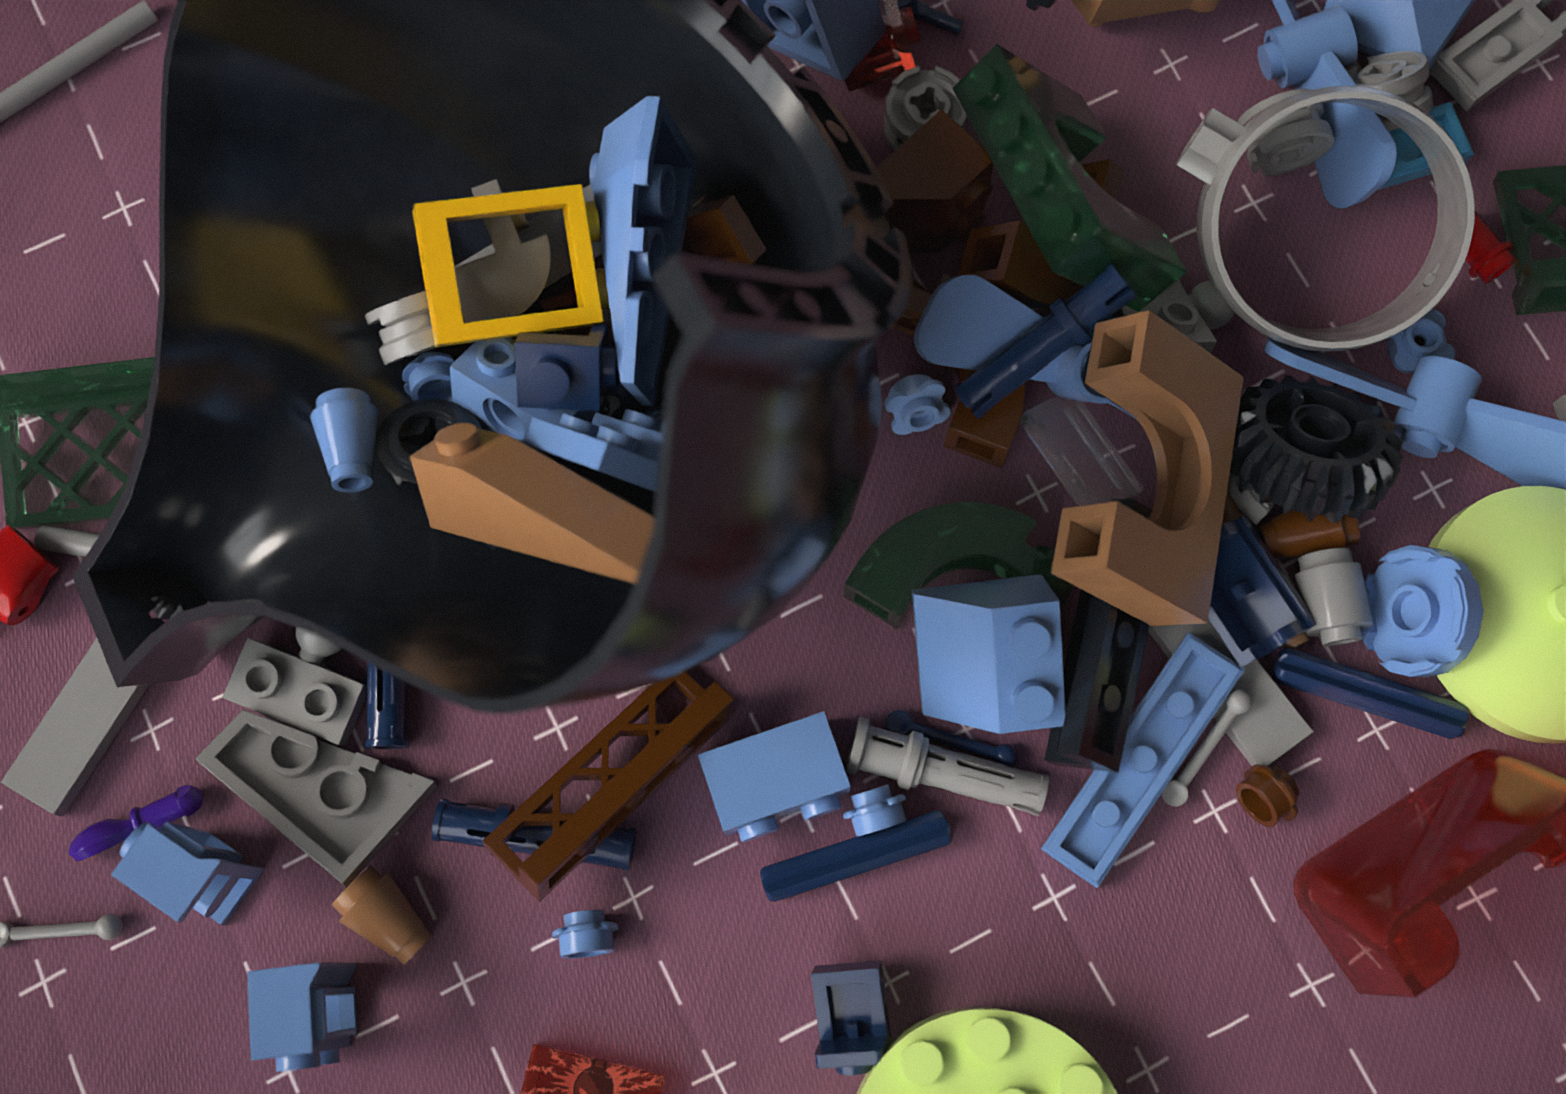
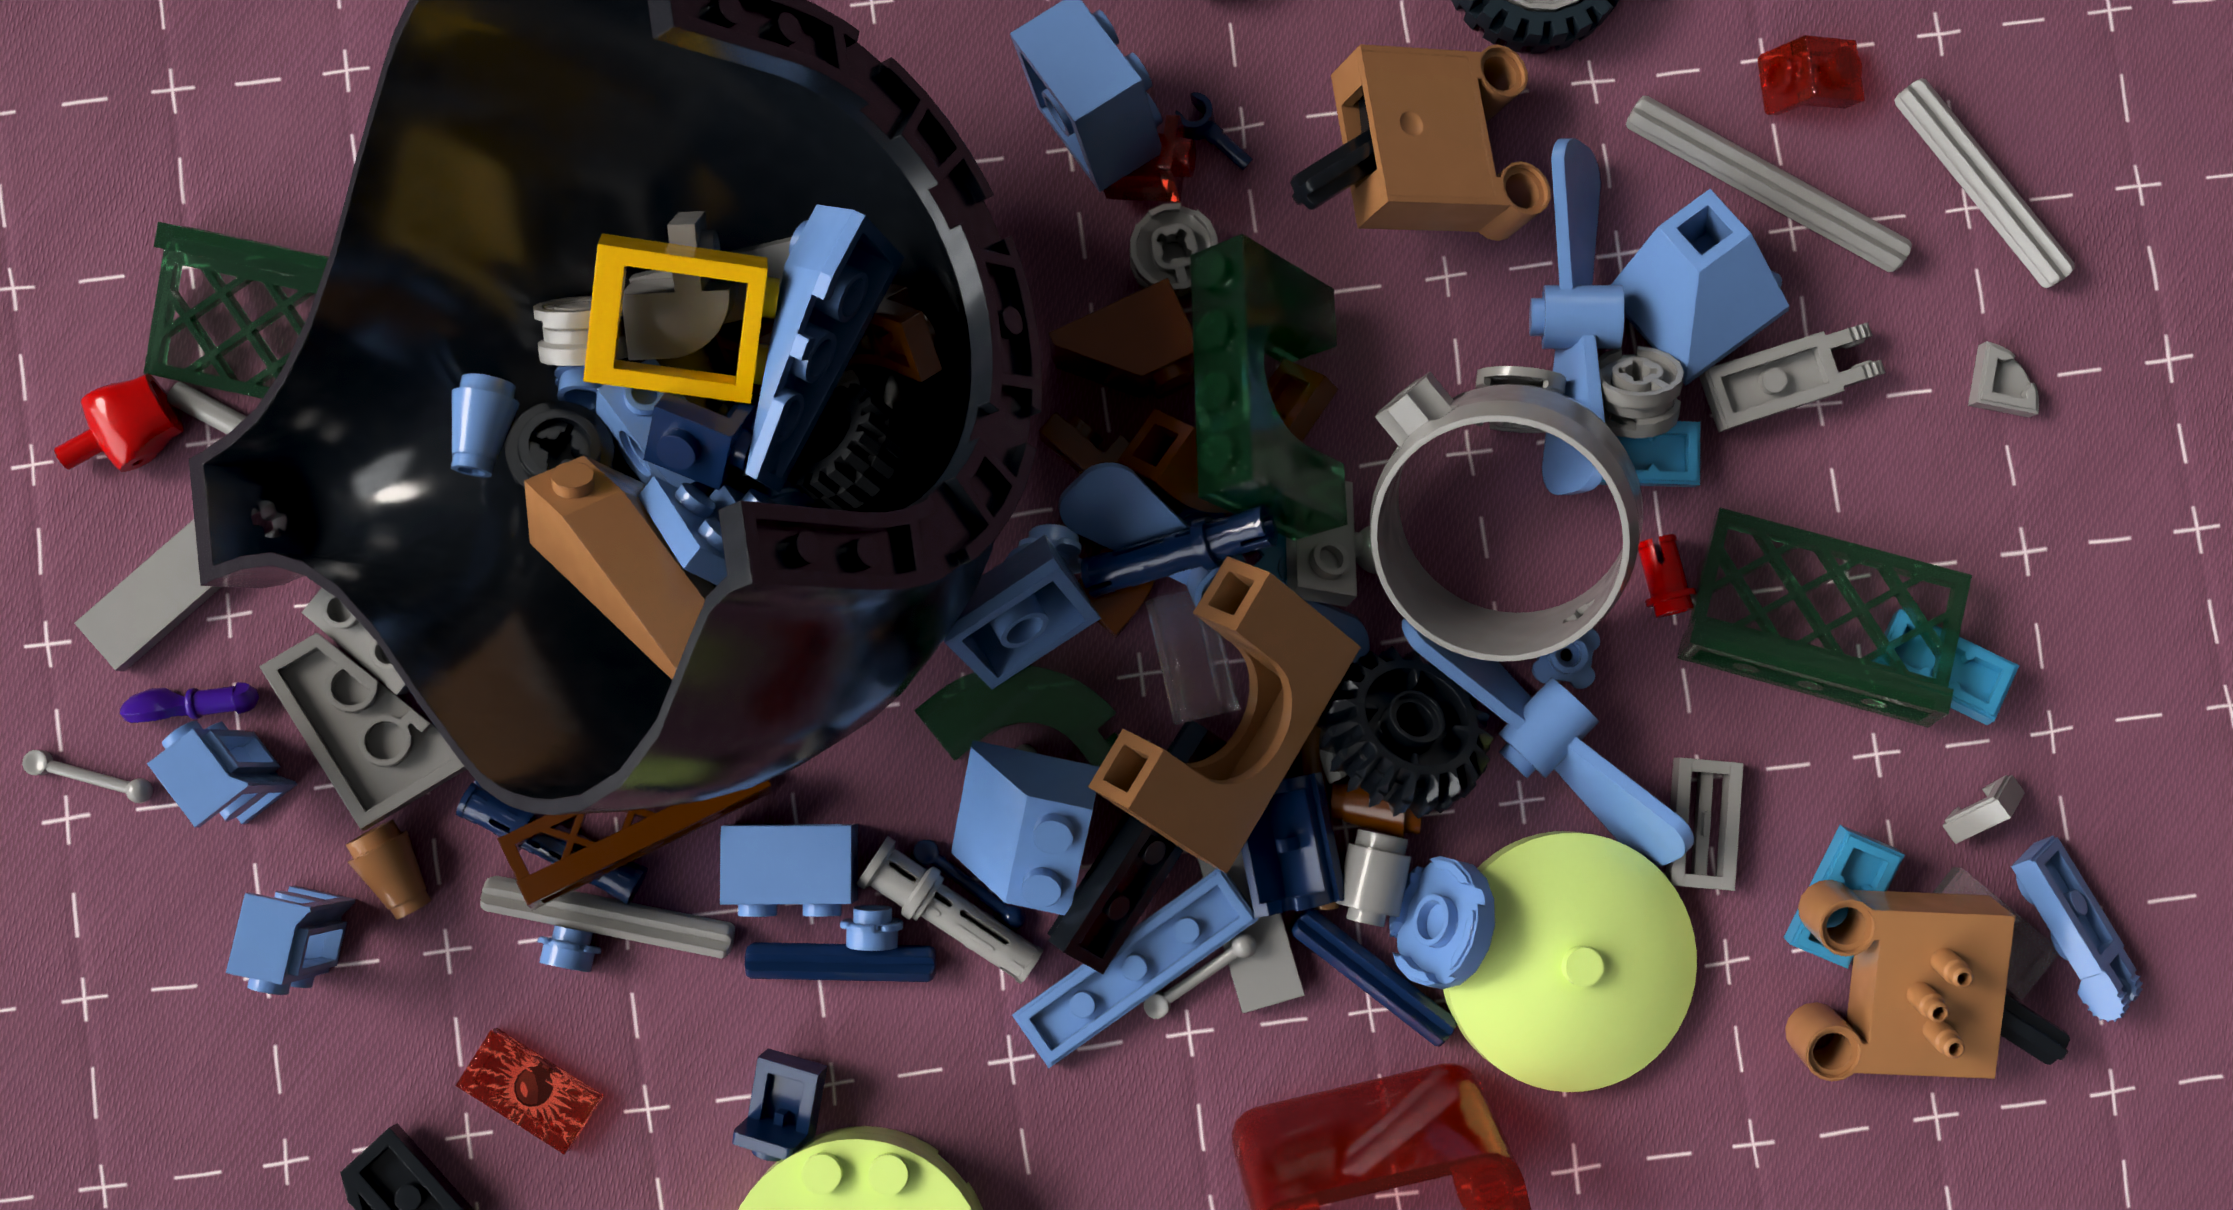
camera: 10 degrees right, 10 degrees up
(616, 890) = (614, 919): none -> light grey axle
(921, 447) = (1020, 613): none -> medium blue slope
(1268, 795) = (1240, 1038): reddish brown plate -> none

